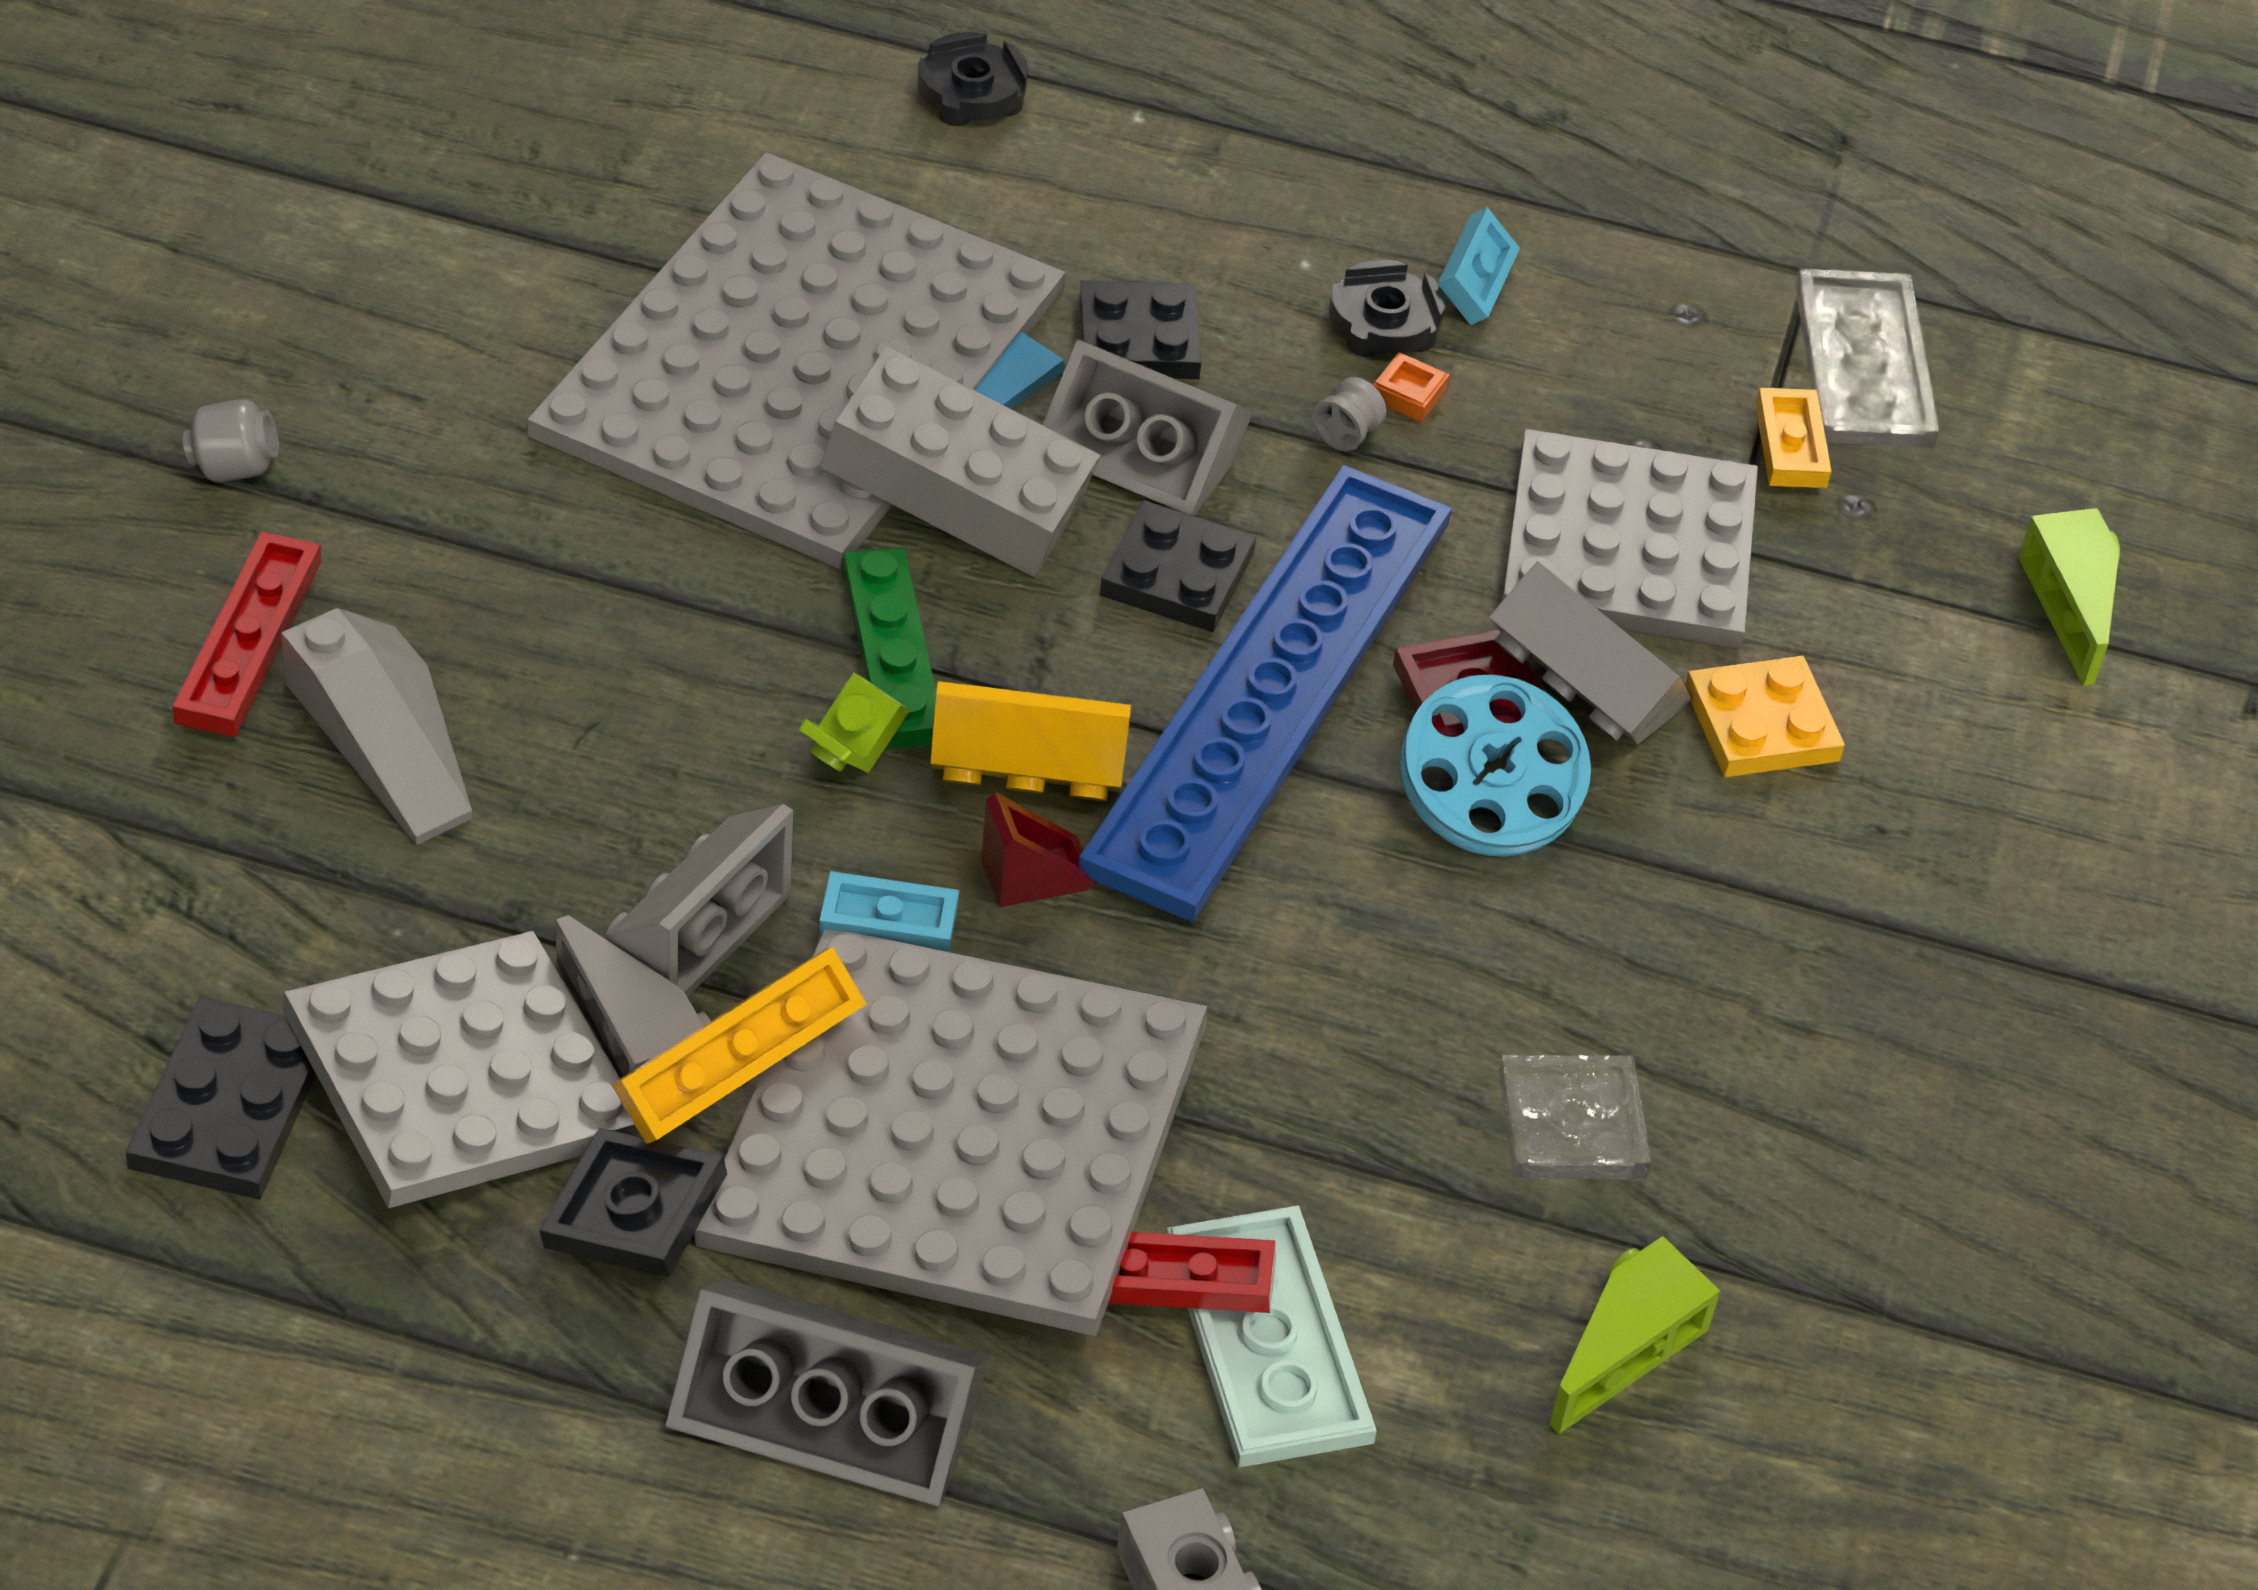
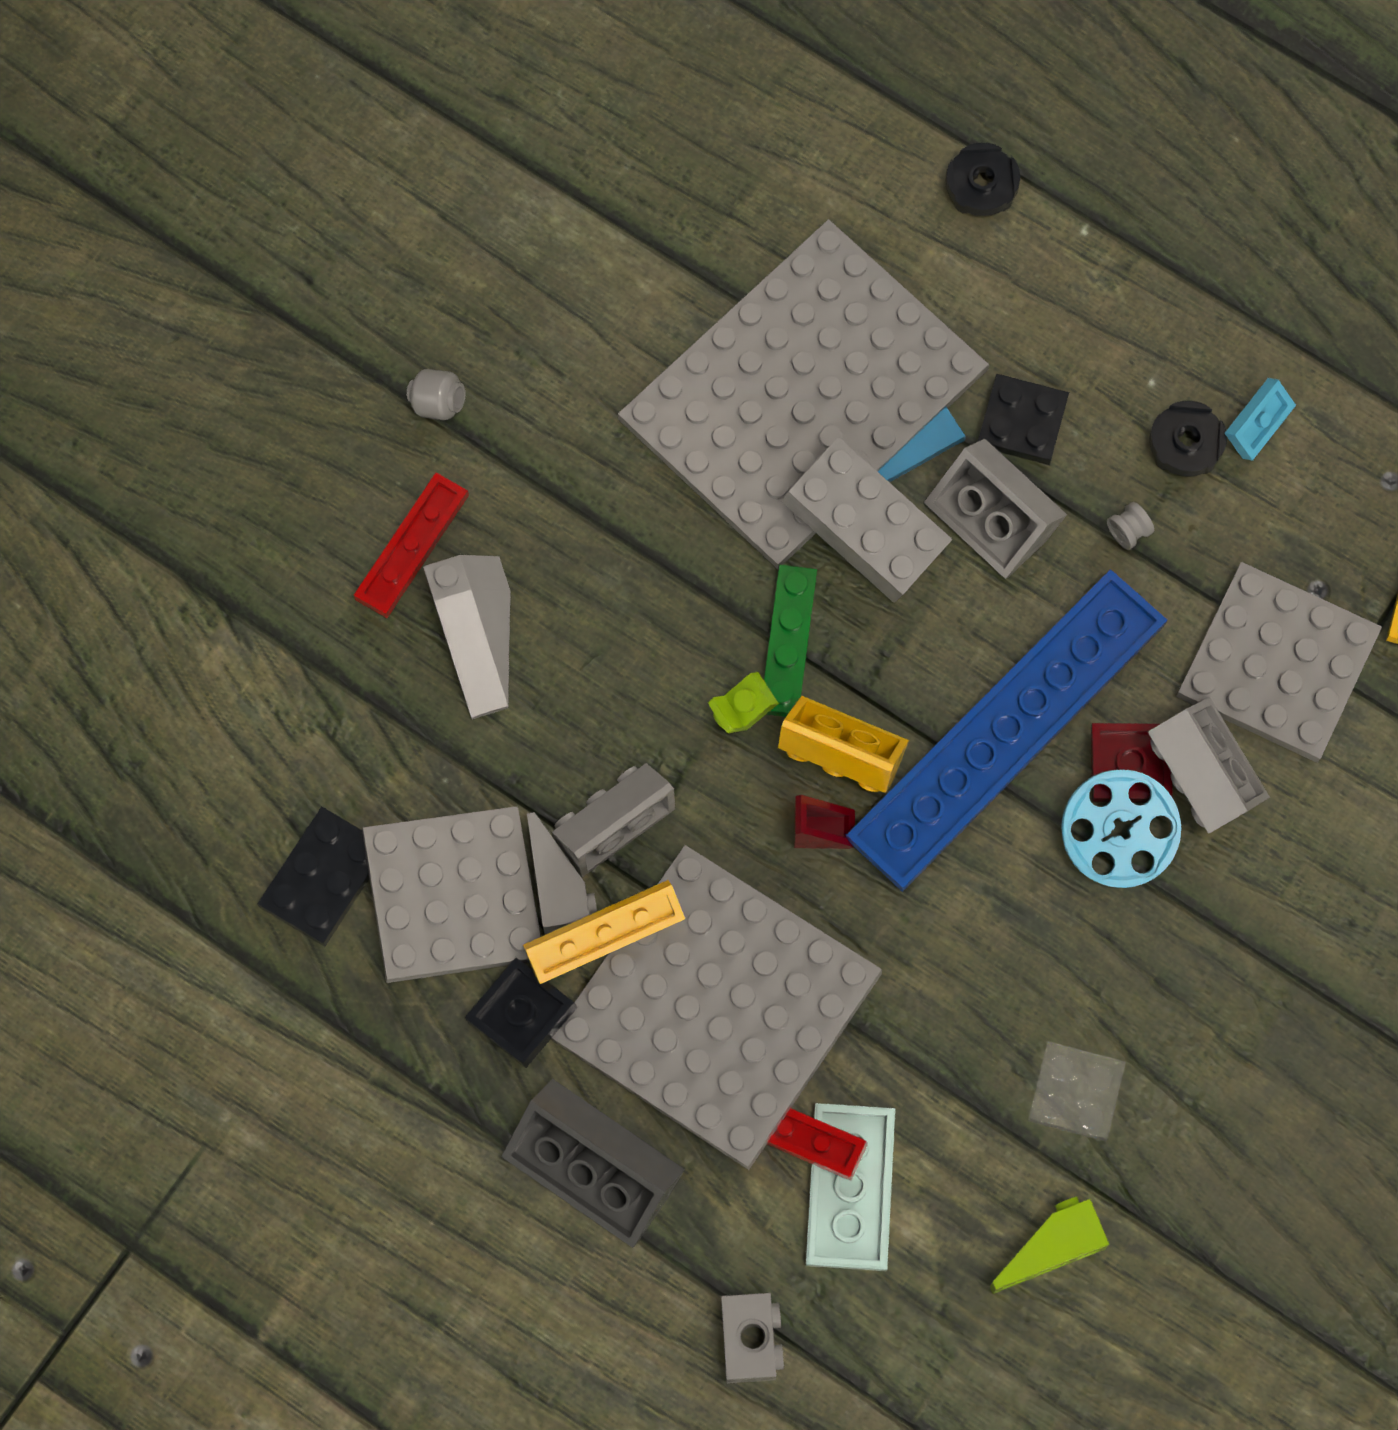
camera: 25 degrees right, 25 degrees up
(890, 910) = (724, 844): medium azure plate -> none
(1178, 566) = (983, 618): black plate -> none
(1411, 386) = (1181, 505): orange tile -> none
(1764, 716) = (1309, 823): yellow plate -> none

